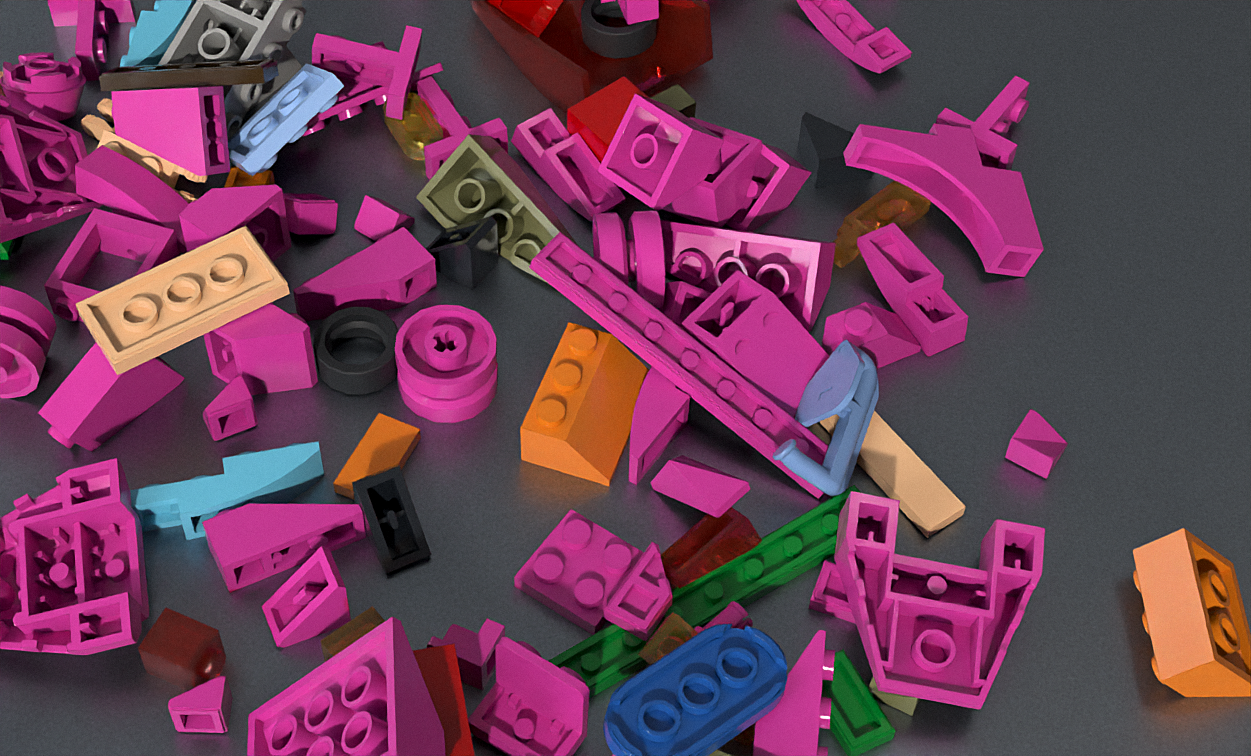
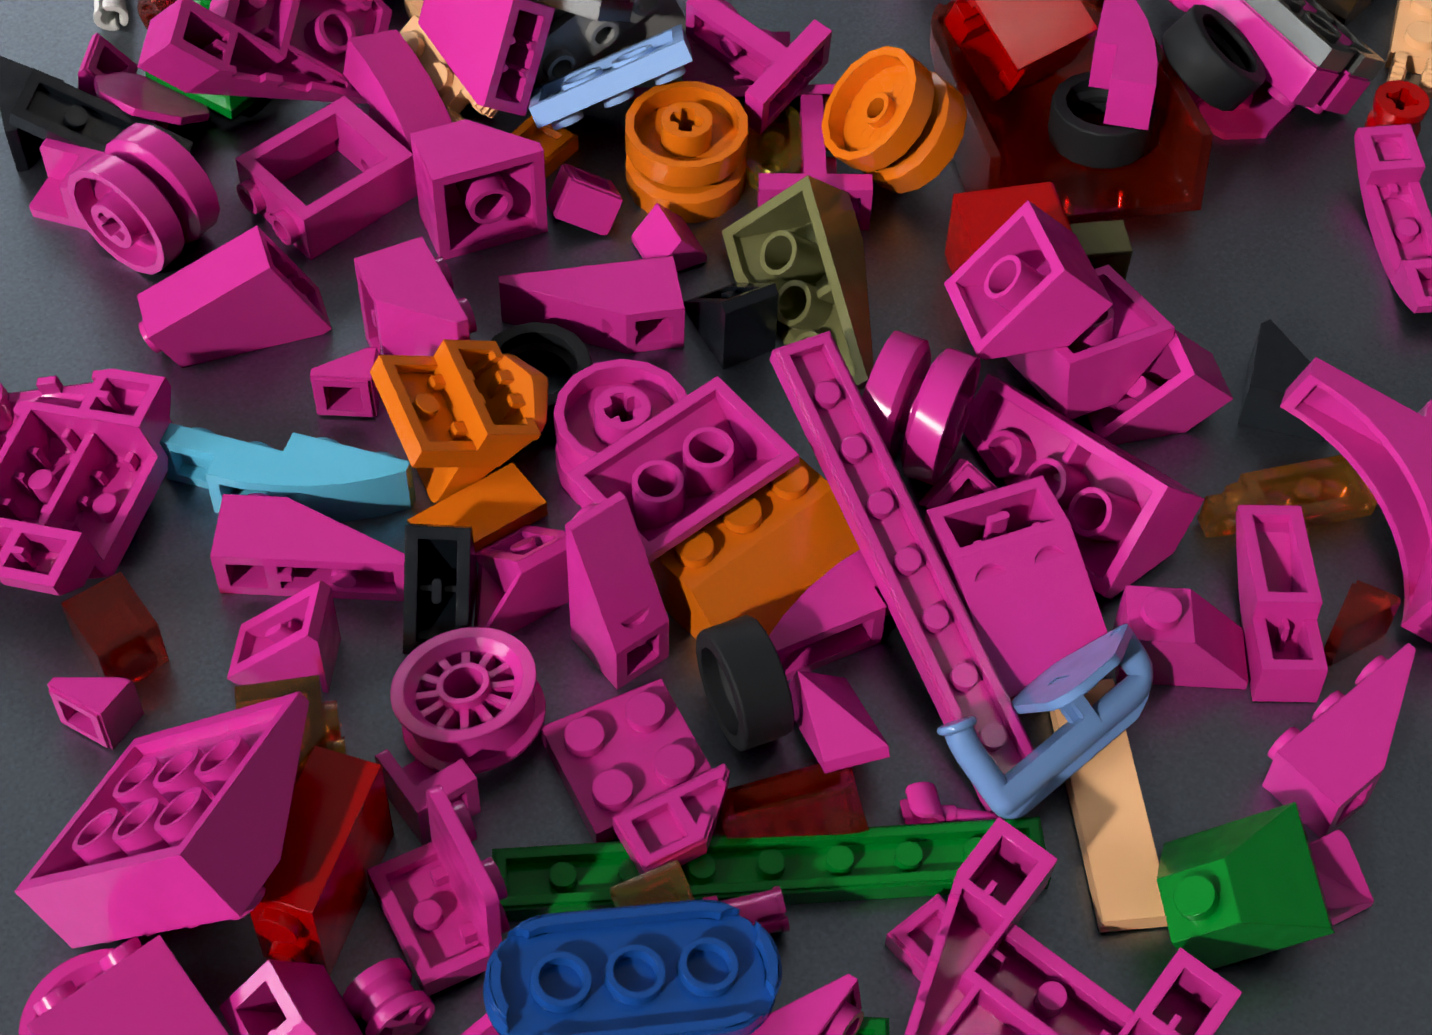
camera: 30 degrees right, 0 degrees up
(182, 299) = (347, 229): light nougat tile -> none
(333, 392) = (461, 410): none -> orange piece
(360, 151) = (686, 150): none -> orange wheel
(439, 484) = (521, 578): none -> dark pink slope
(446, 557) = (468, 699): none -> dark pink wheel
(494, 74) = (894, 120): none -> orange wheel
(514, 369) = (686, 465): none -> dark pink slope
(521, 469) = (613, 592): none -> dark pink slope
(566, 165) = (922, 259): dark pink slope -> none
(633, 485) = (745, 682): none -> black tyre
(783, 511) = (925, 807): none -> dark pink hand
(963, 276) = (1361, 621): none -> clear red slope
(999, 467) = (1243, 888): none -> green slope
(1005, 360) = (1344, 750): none -> dark pink slope

